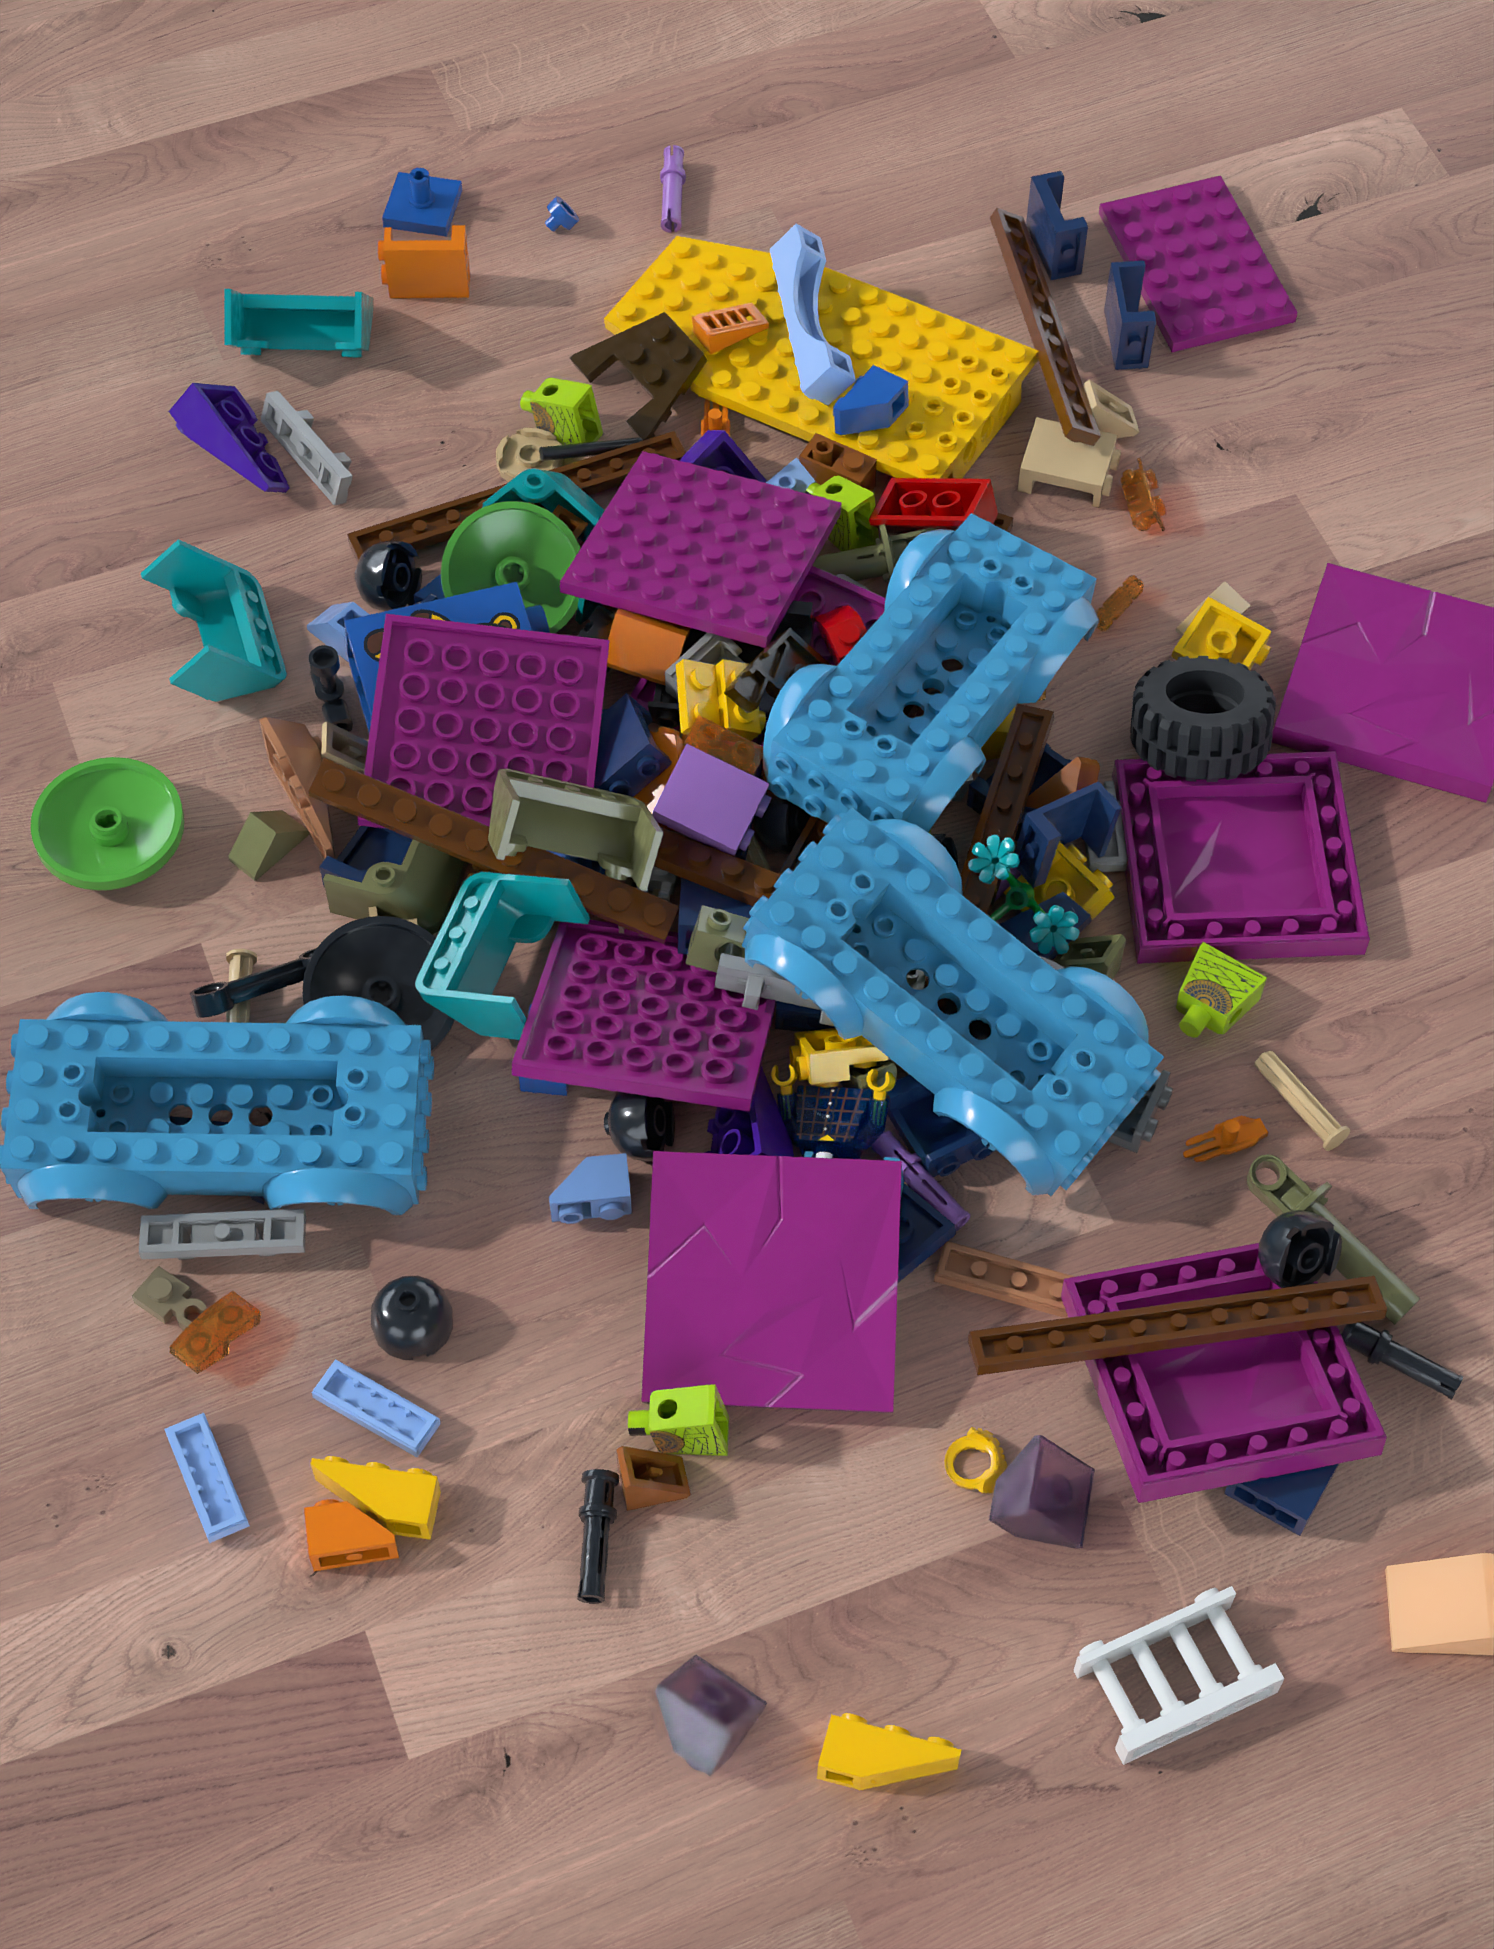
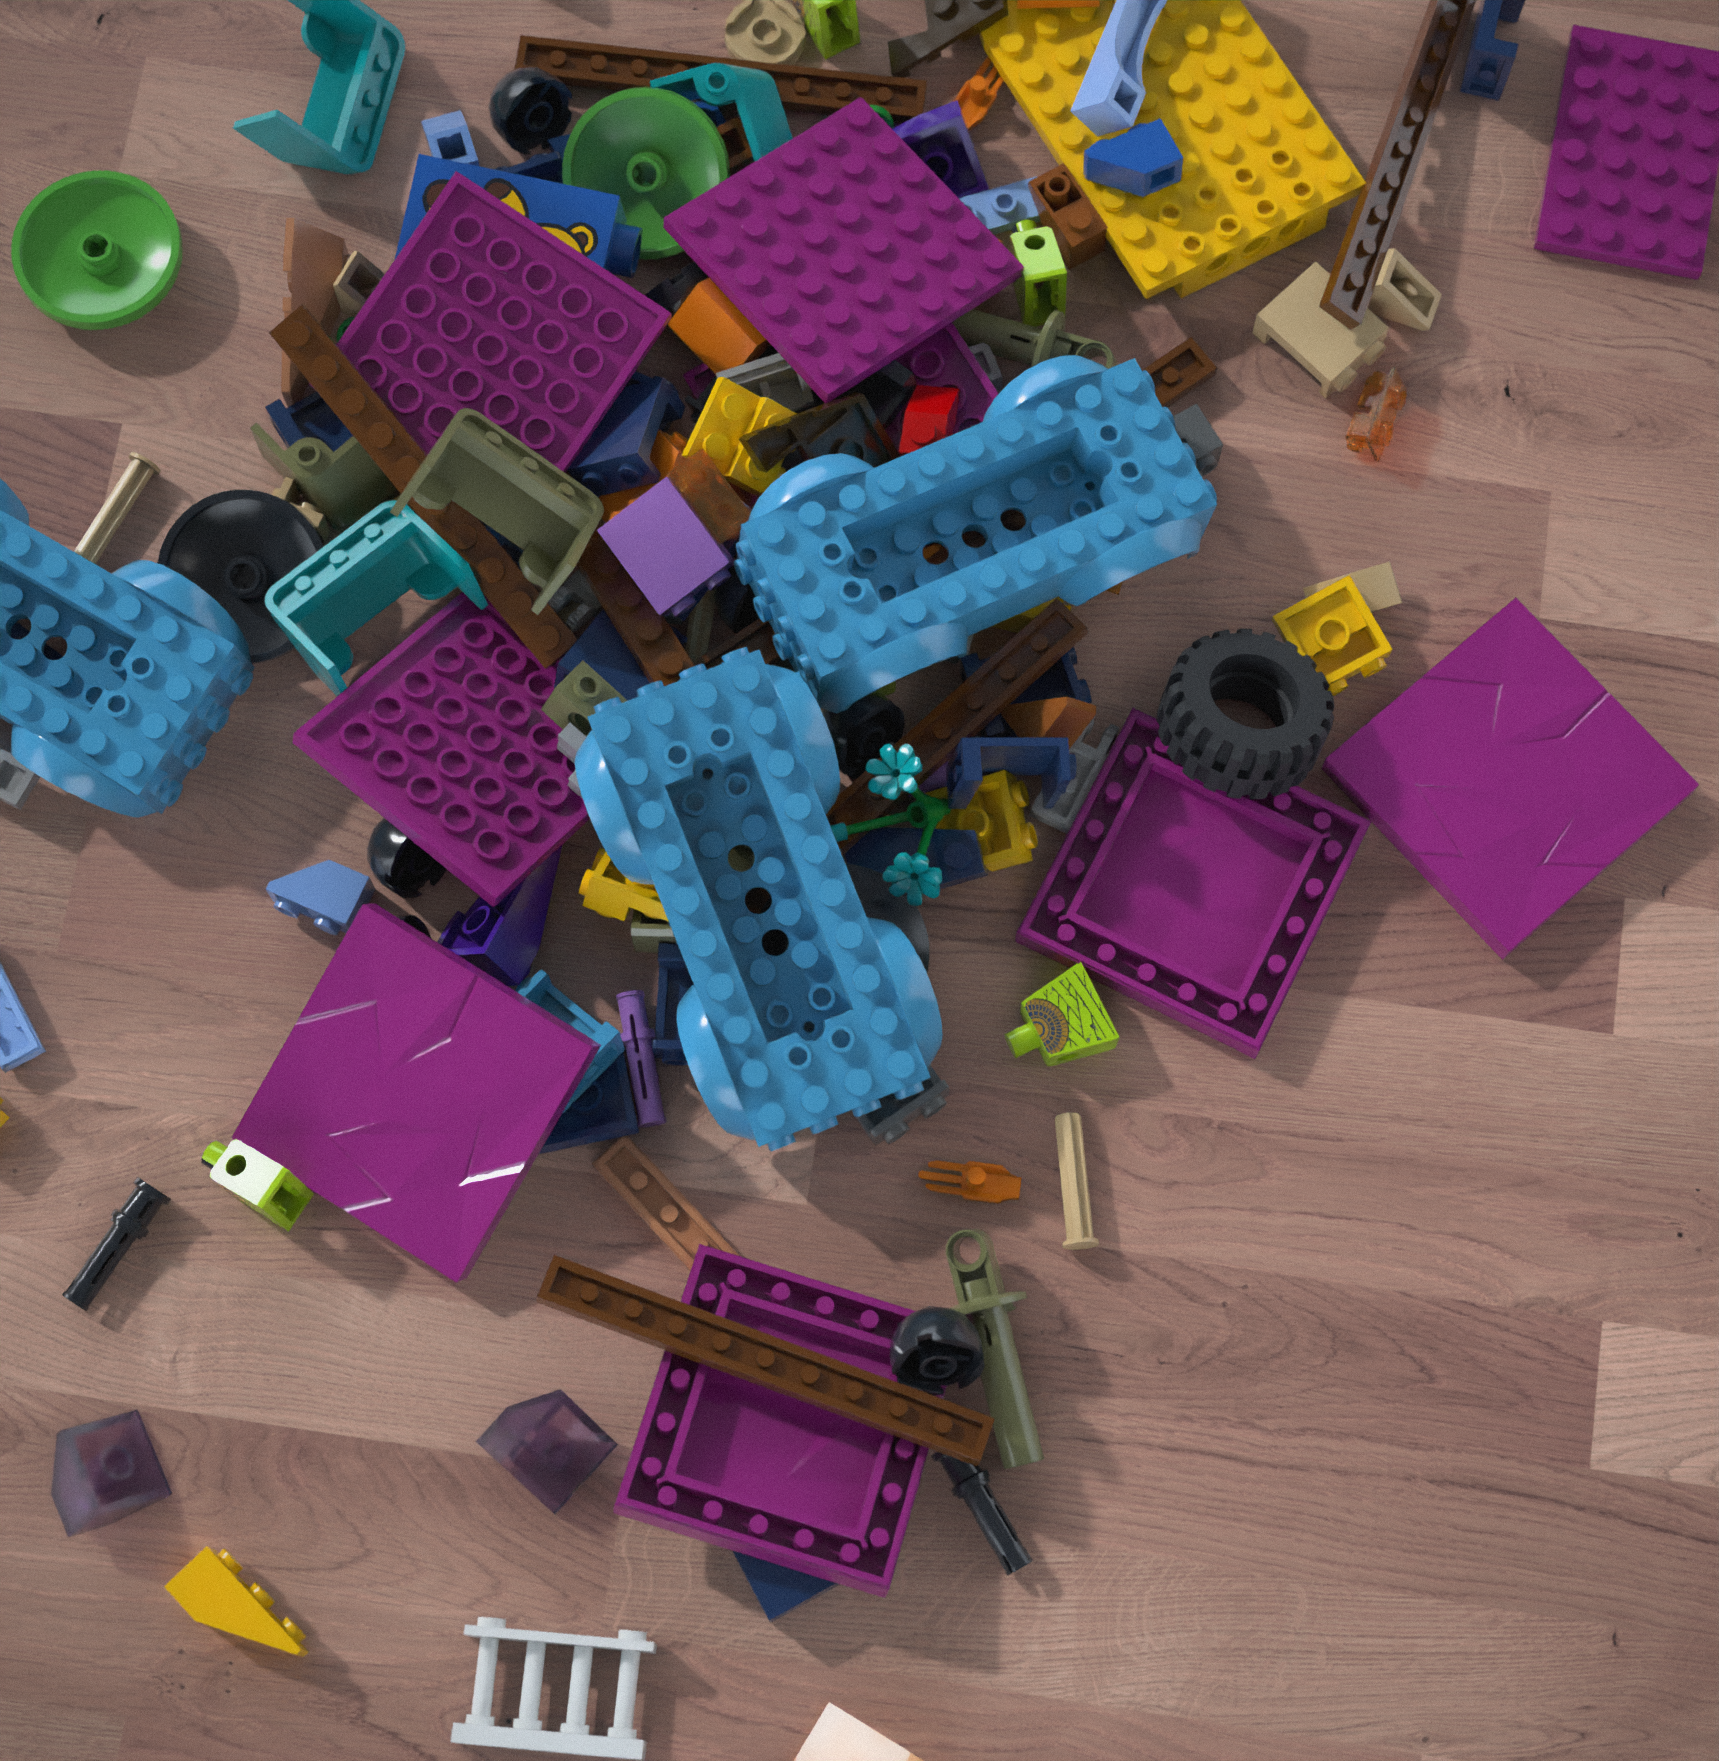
camera: 30 degrees right, 15 degrees up
(221, 996) = (88, 500): black piece -> none
(265, 841) = (240, 346): olive slope -> none
(328, 688) = (393, 192): black bar -> none
(411, 1317) = (81, 929): black cylinder -> none
(583, 449) = (825, 56): black bar -> none
(651, 1477) = (196, 1216): dark orange slope -> none
(833, 1119) = (587, 950): clear blue torso -> none
(933, 503) = (1130, 318): red slope -> none
(985, 1443) = (530, 1357): yellow piece -> none
(1096, 953) = (962, 917): olive slope -> none
(1119, 601) = (1265, 523): clear orange axle -> none
(1128, 330) = (1488, 211): dark blue panel -> none

